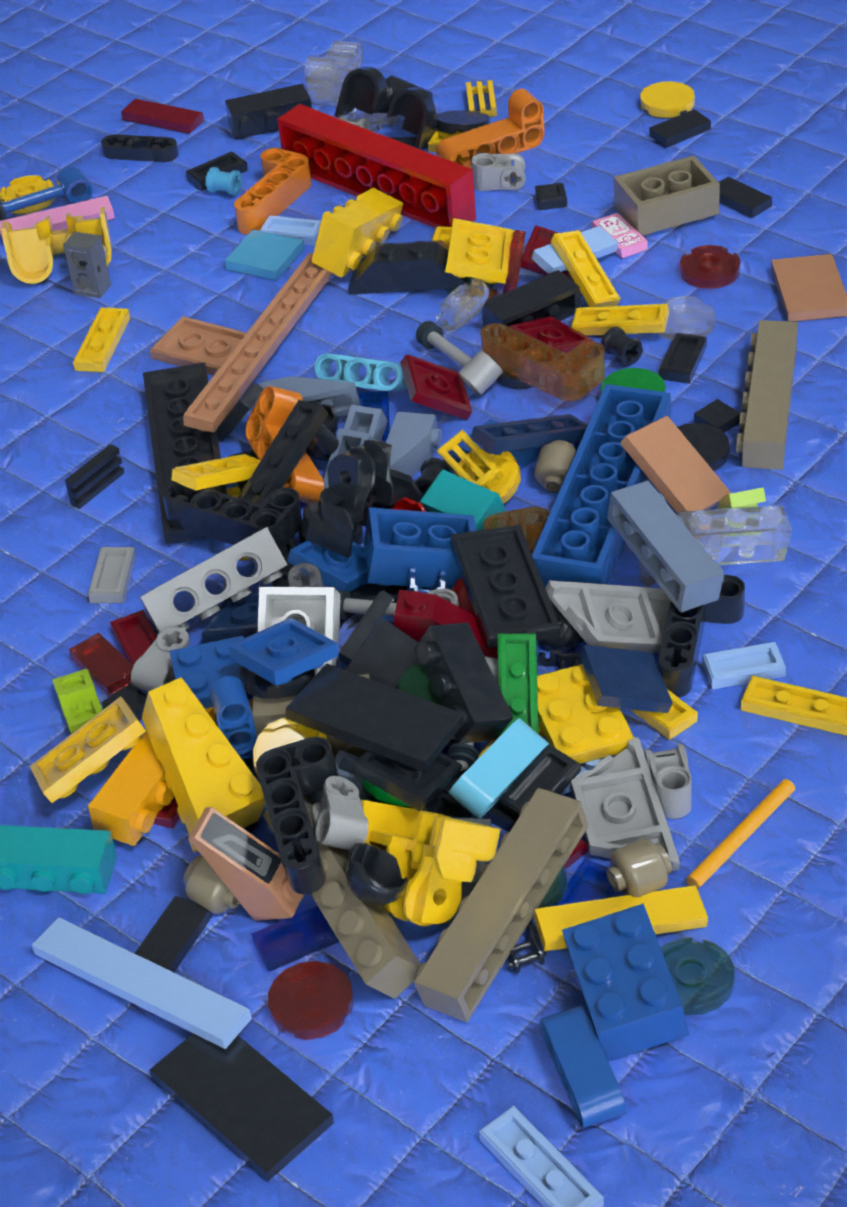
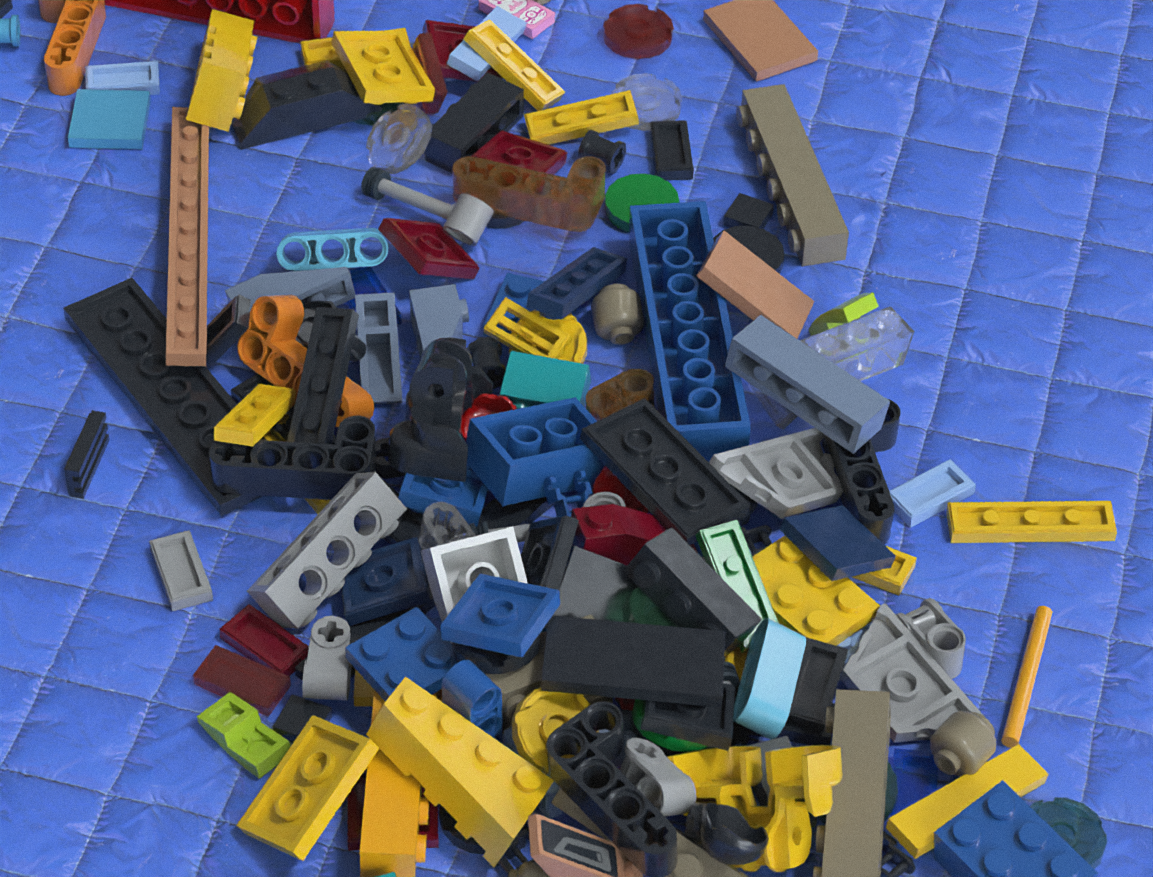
camera: 30 degrees left, 5 degrees up
(196, 342) = (109, 255): nougat tile -> none

